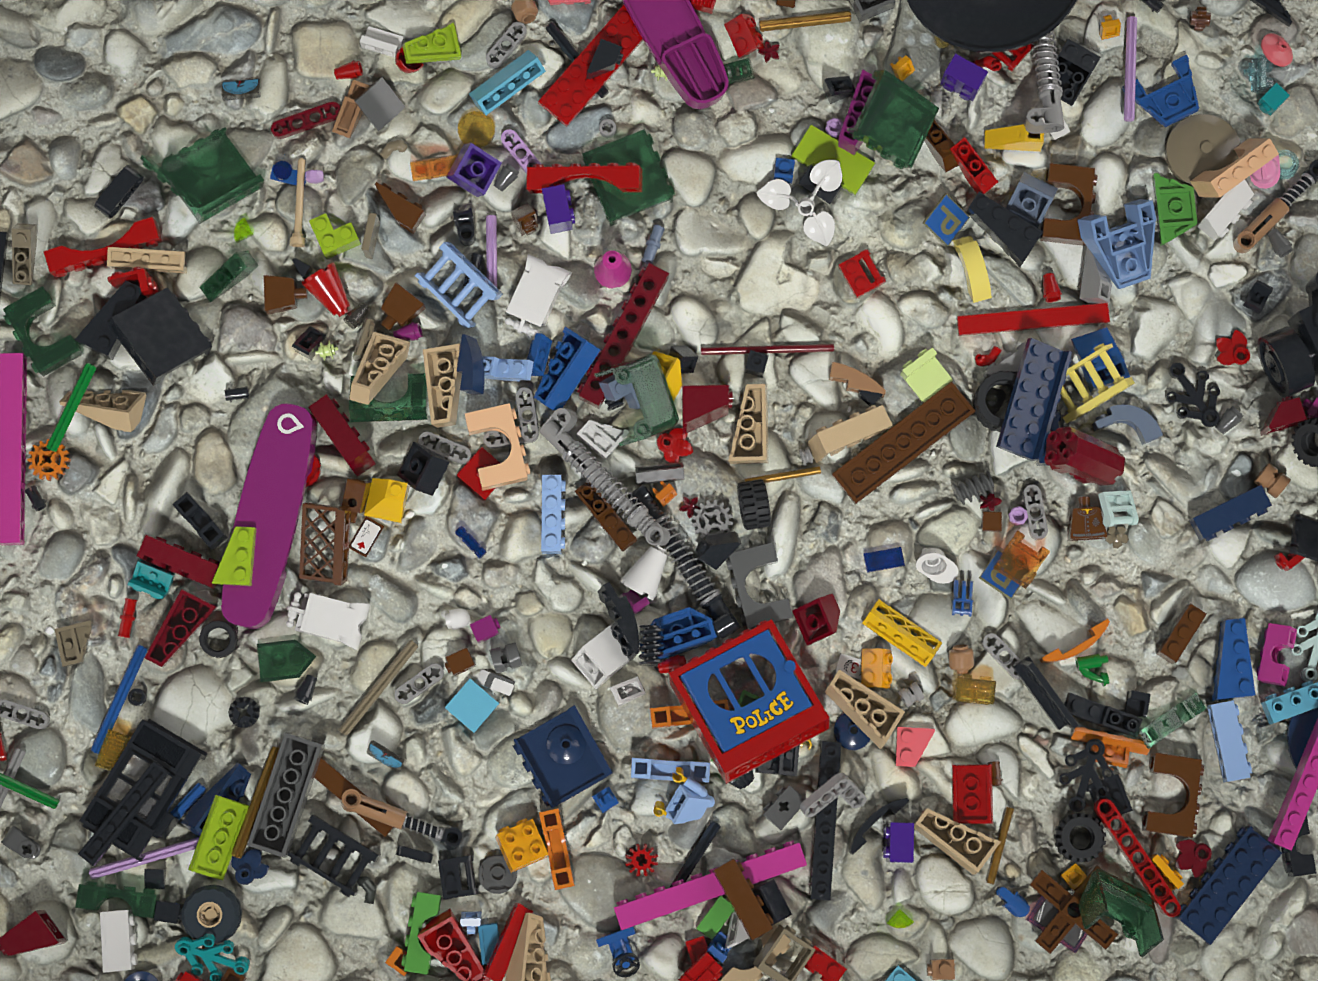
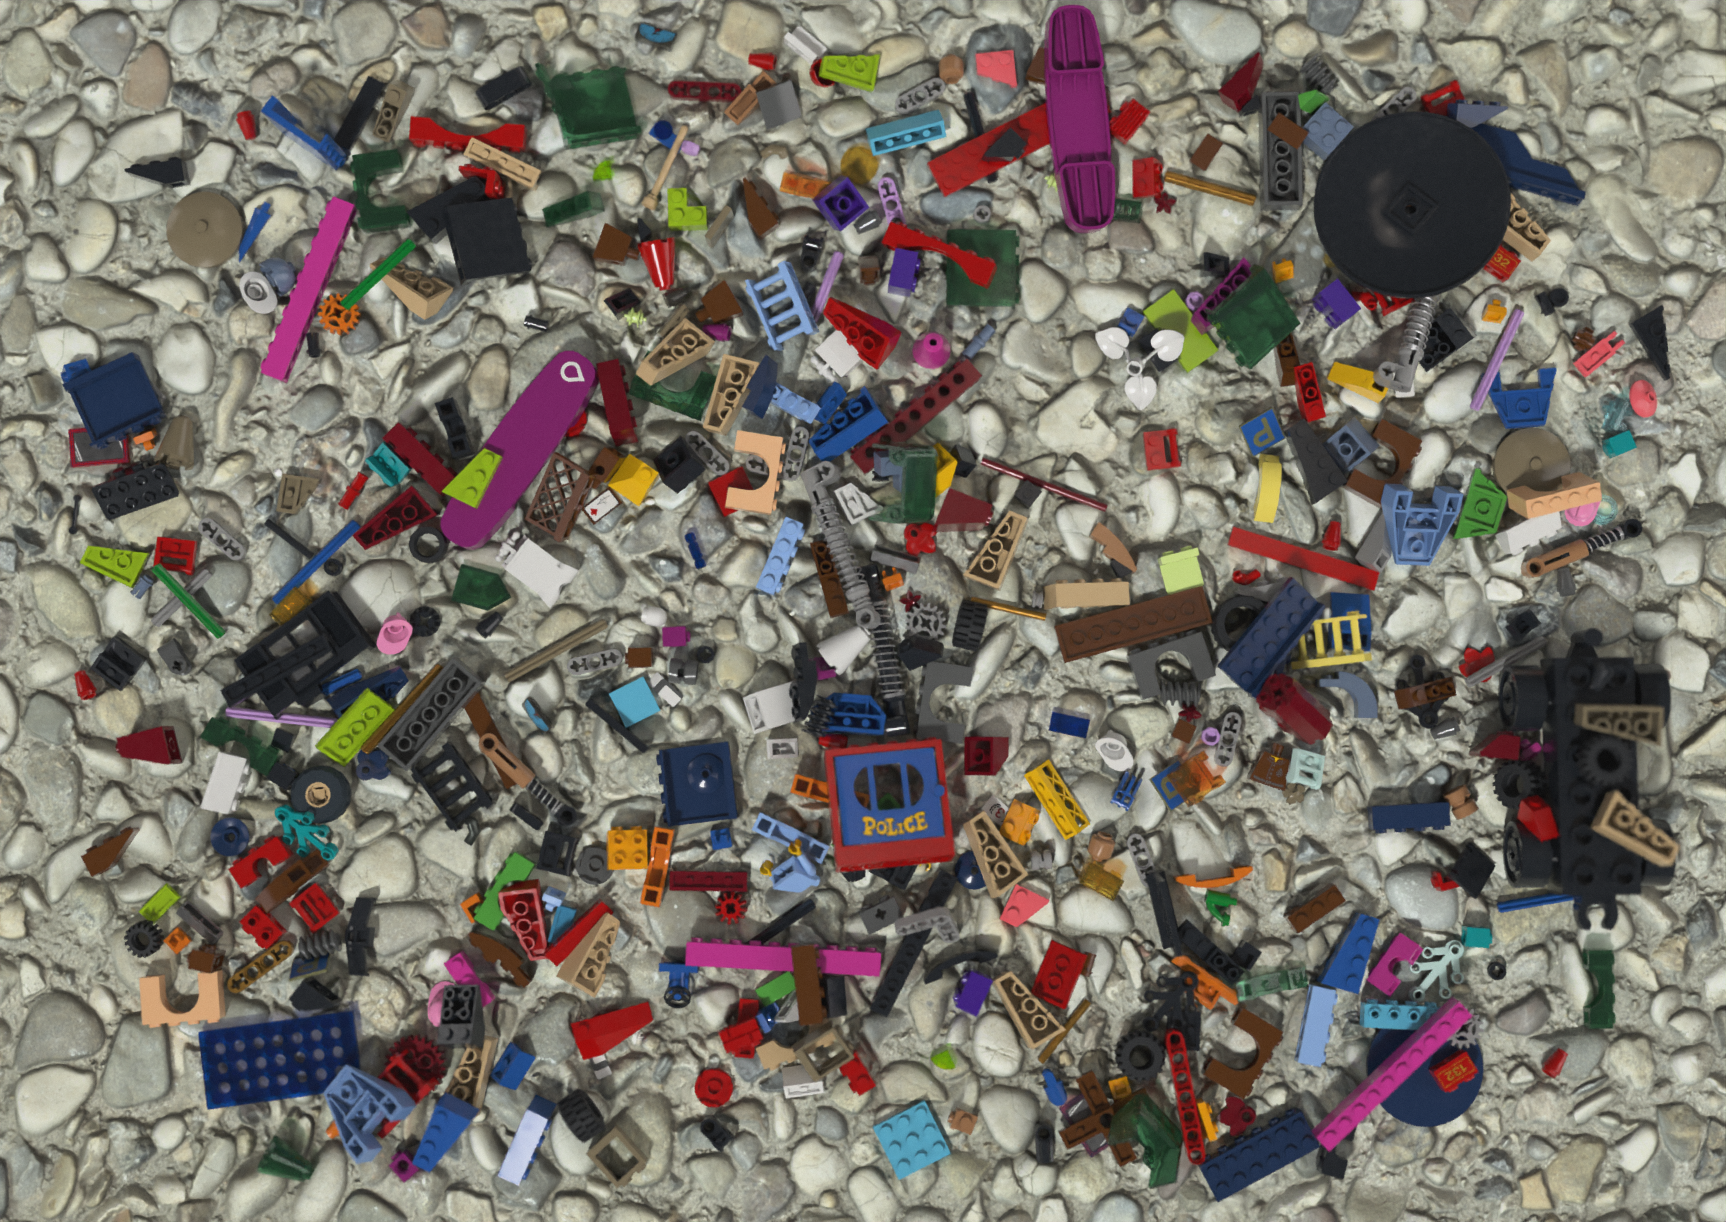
camera: 20 degrees right, 5 degrees up
(84, 688) = (289, 539): none -> black bar
(220, 735) = (394, 634): none -> bright pink piece
(465, 734) = (615, 724): none -> black tile
(525, 636) = (701, 650): none -> black bush
(549, 277) = (867, 333): none -> red wedge
(610, 844) = (708, 881): none -> dark red plate
(964, 441) = (1190, 646): none -> dark grey arch
(1026, 959) = (1043, 1144): none -> black piece
(1196, 394) = (1425, 693): none -> reddish brown slope
(1218, 28) = (1597, 355): none -> coral hinge
(1259, 332) = (1506, 660): none -> light grey axle

